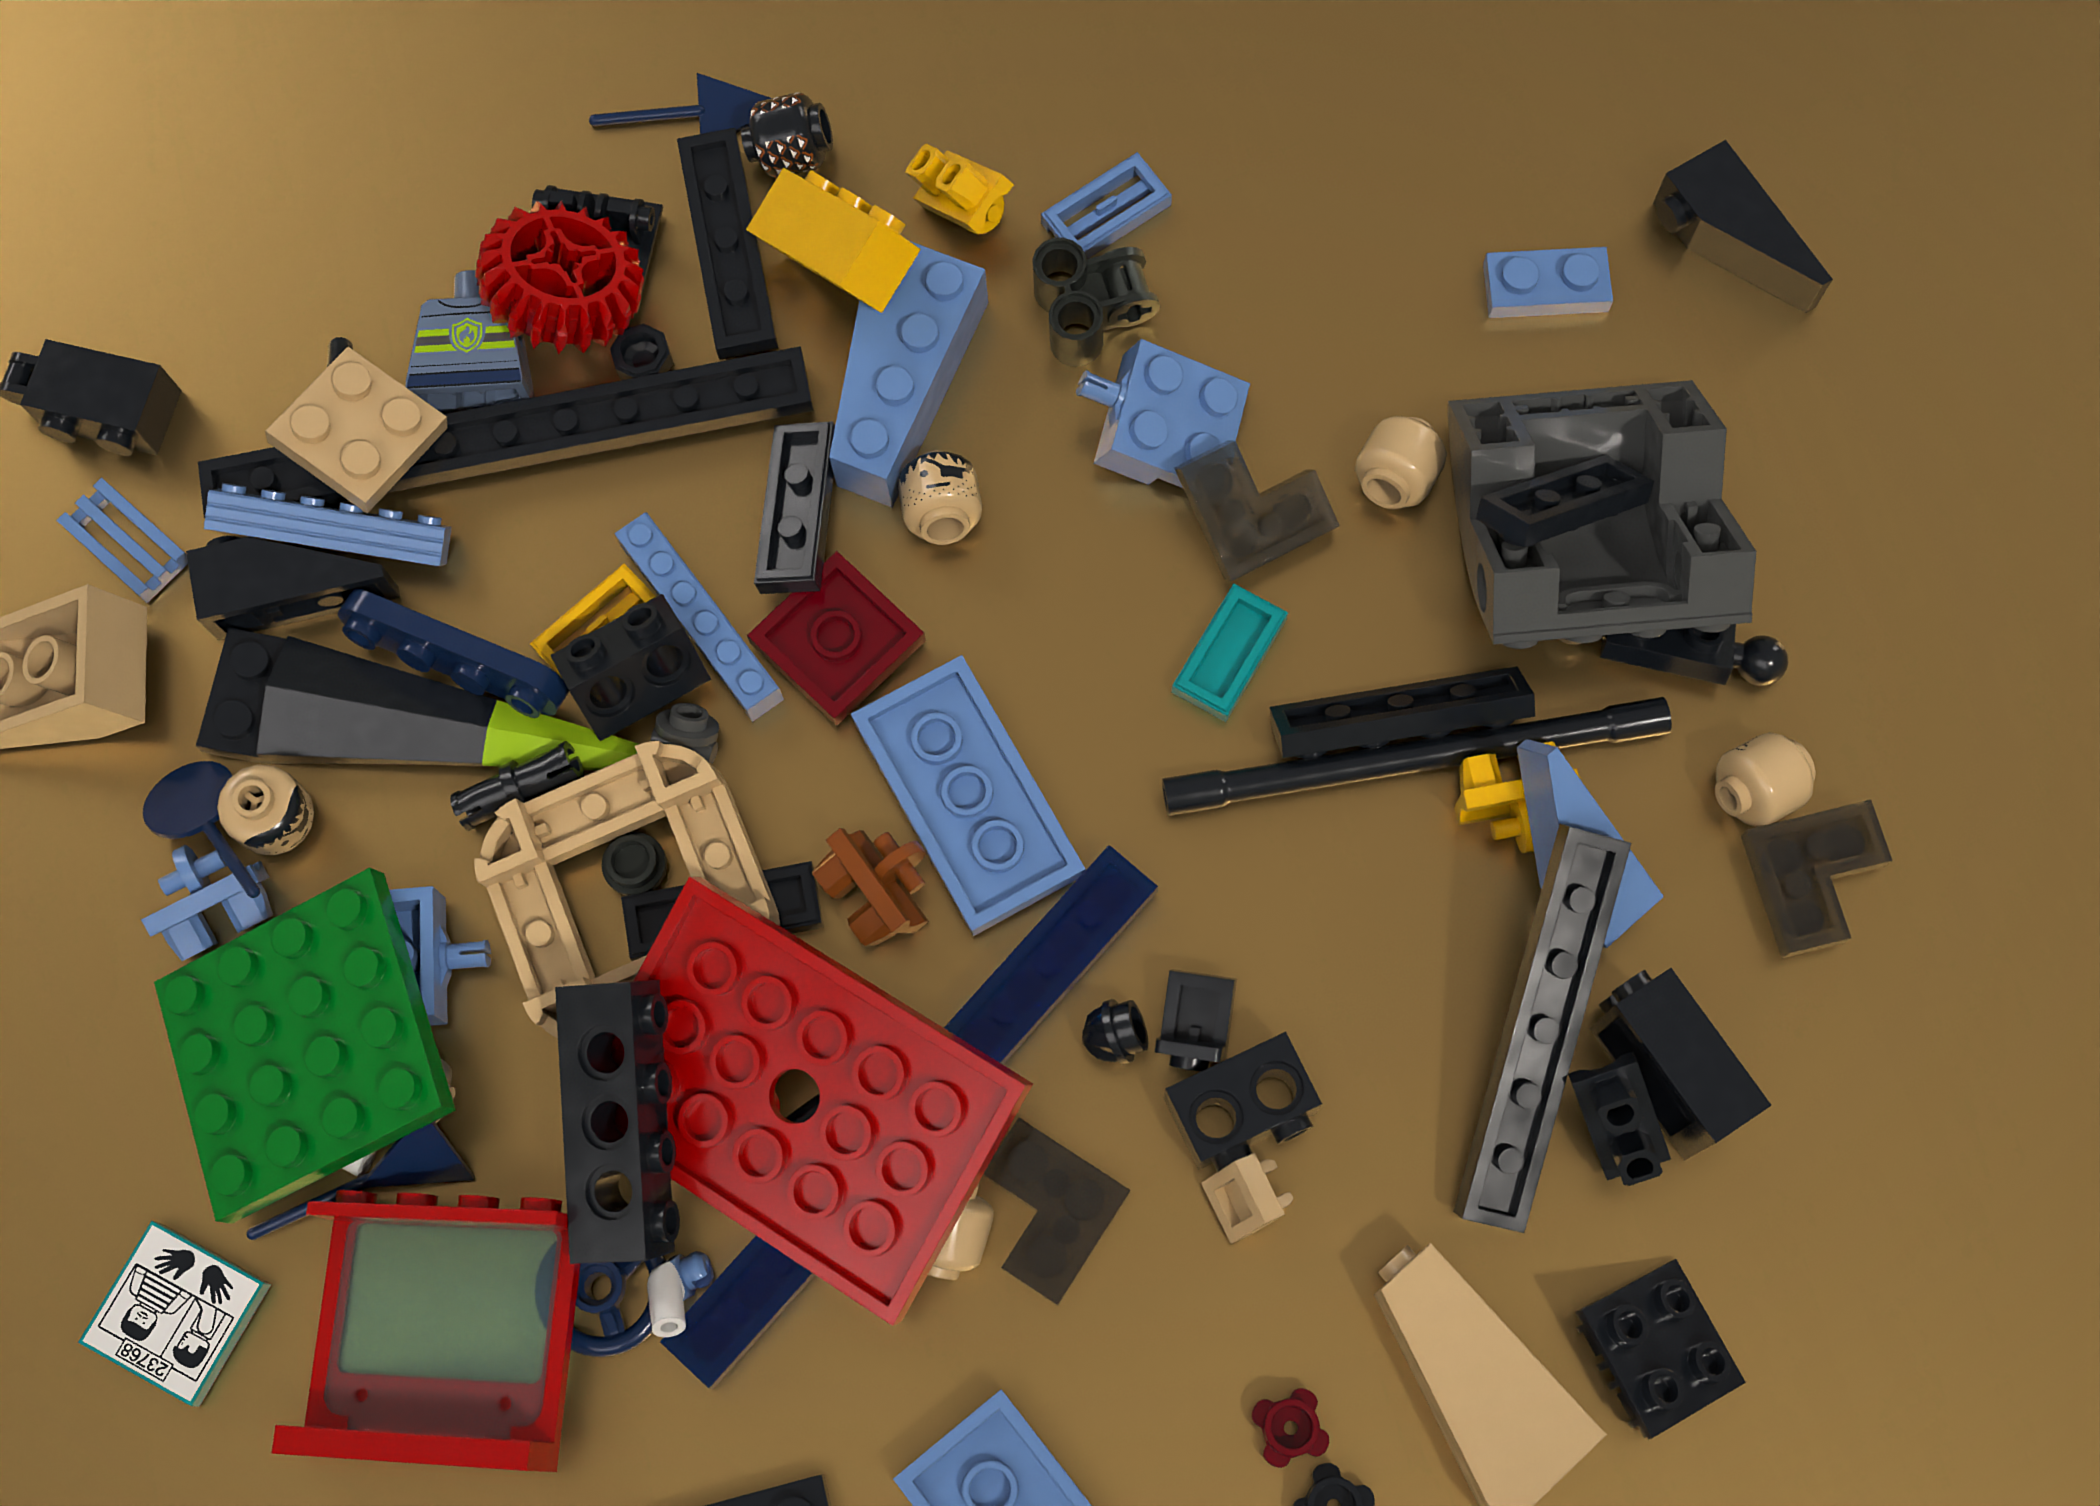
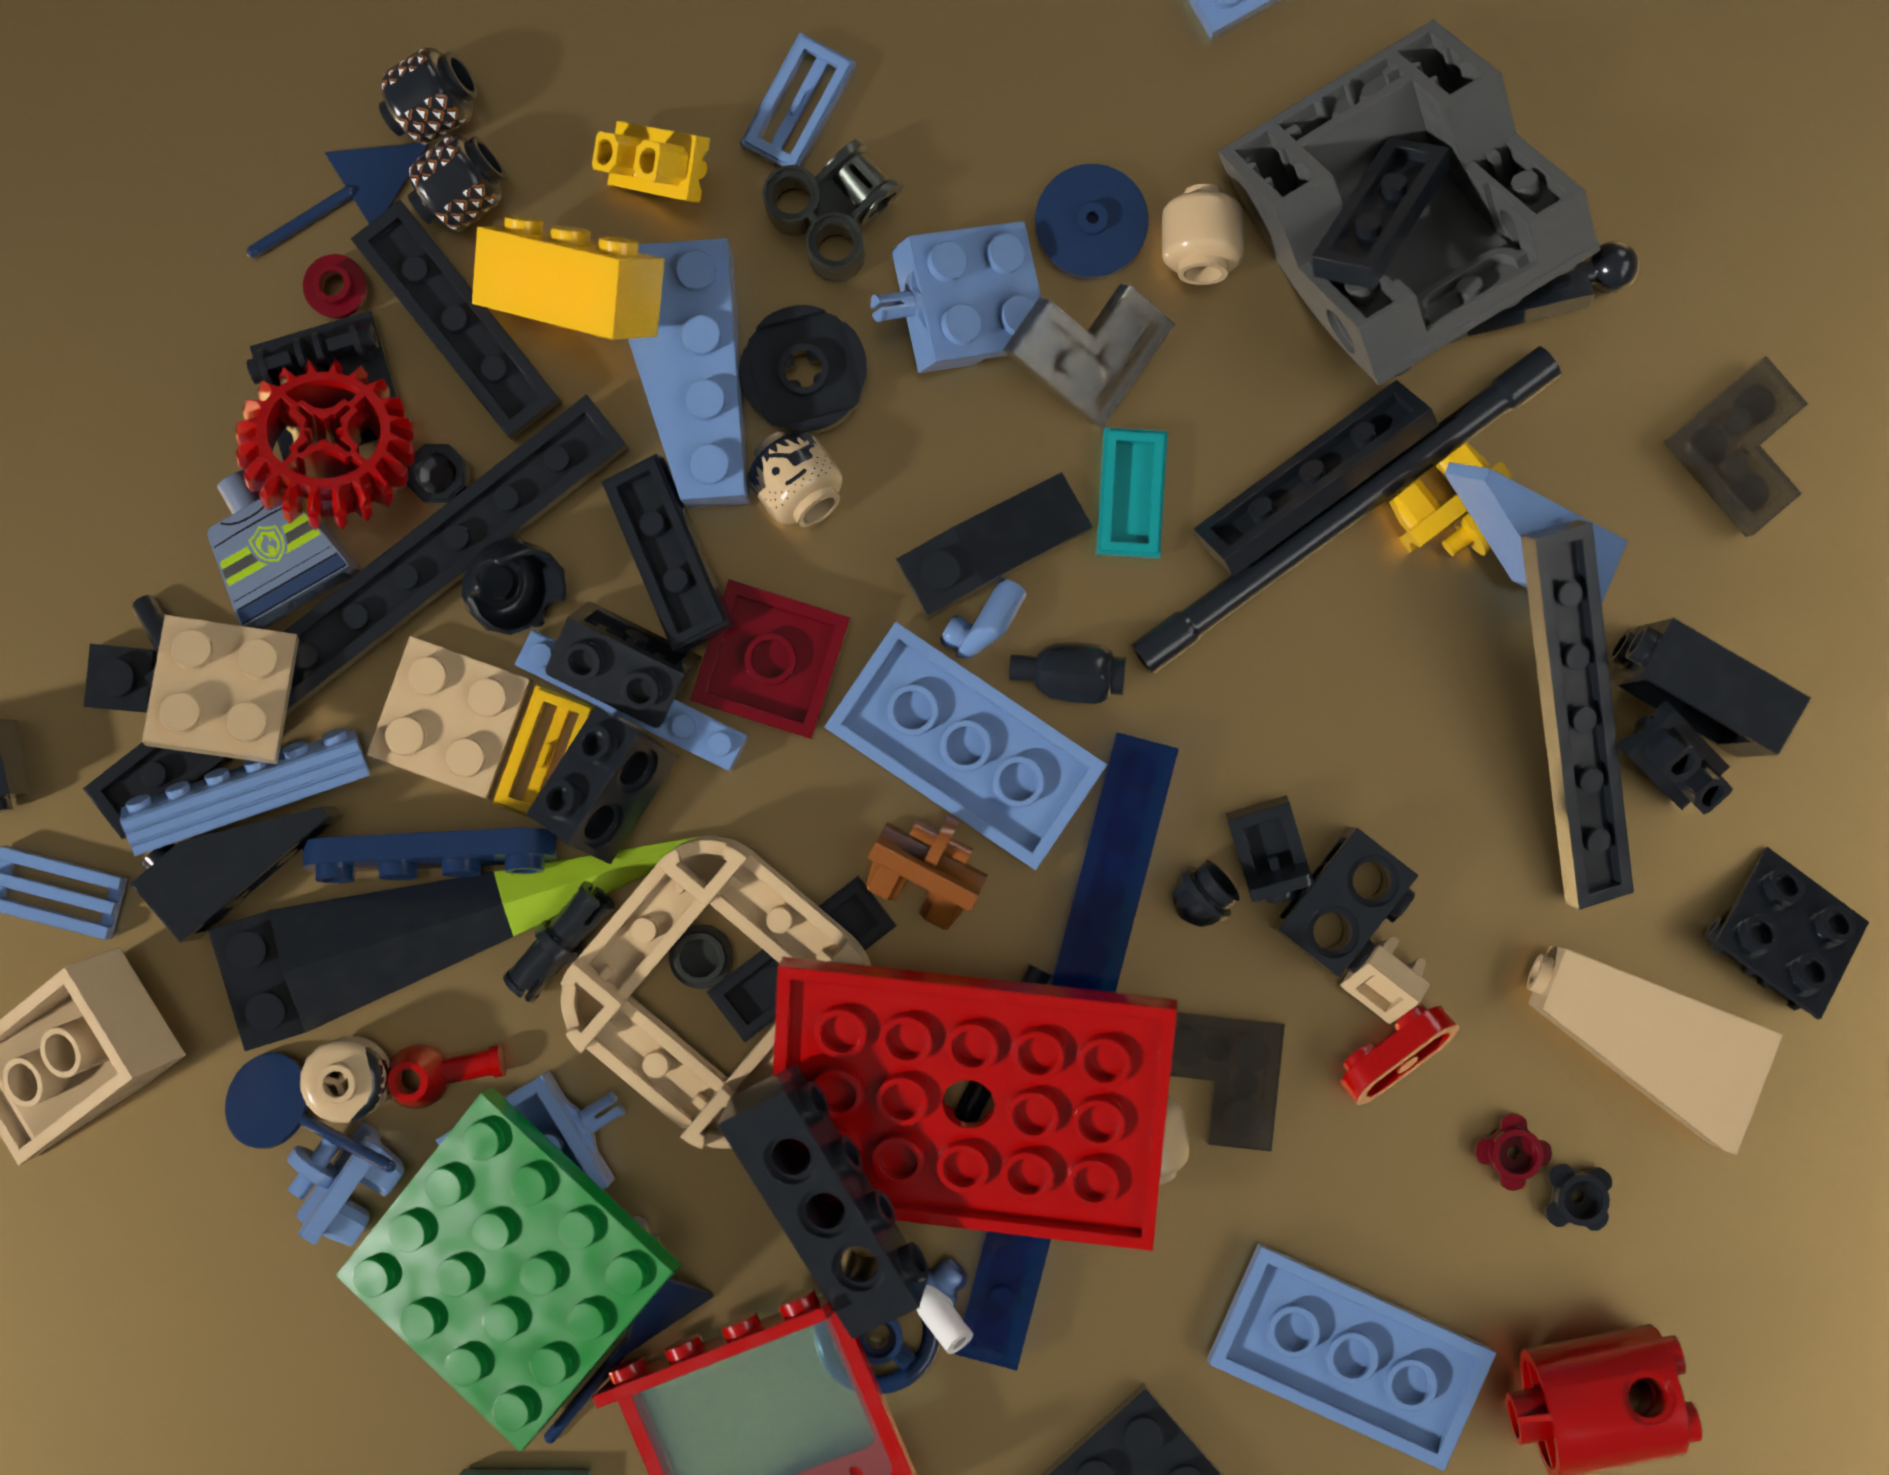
camera: 30 degrees left, 15 degrees up
(276, 388) = (117, 678): none -> black plate
(347, 851) = (438, 1072): none -> red bar
(536, 556) = (449, 717): none -> tan plate
(648, 187) = (345, 302): none -> dark red plate
(649, 468) = (512, 586): none -> black hair
(688, 727) = (682, 814): dark grey plate -> none
(702, 574) = (620, 664): none -> black bracket
(803, 60) = (427, 95): none -> black head
(975, 389) = (824, 340): none -> black plate
(1047, 699) = (991, 623): none -> medium blue arm
(1079, 633) = (992, 545): none -> black slope
(1097, 776) = (1072, 672): none -> black plant
(1224, 1271) = (1418, 1038): none -> red plate
(1309, 414) = (1091, 221): none -> dark blue piece
(1764, 779) = (1665, 382): tan head -> none

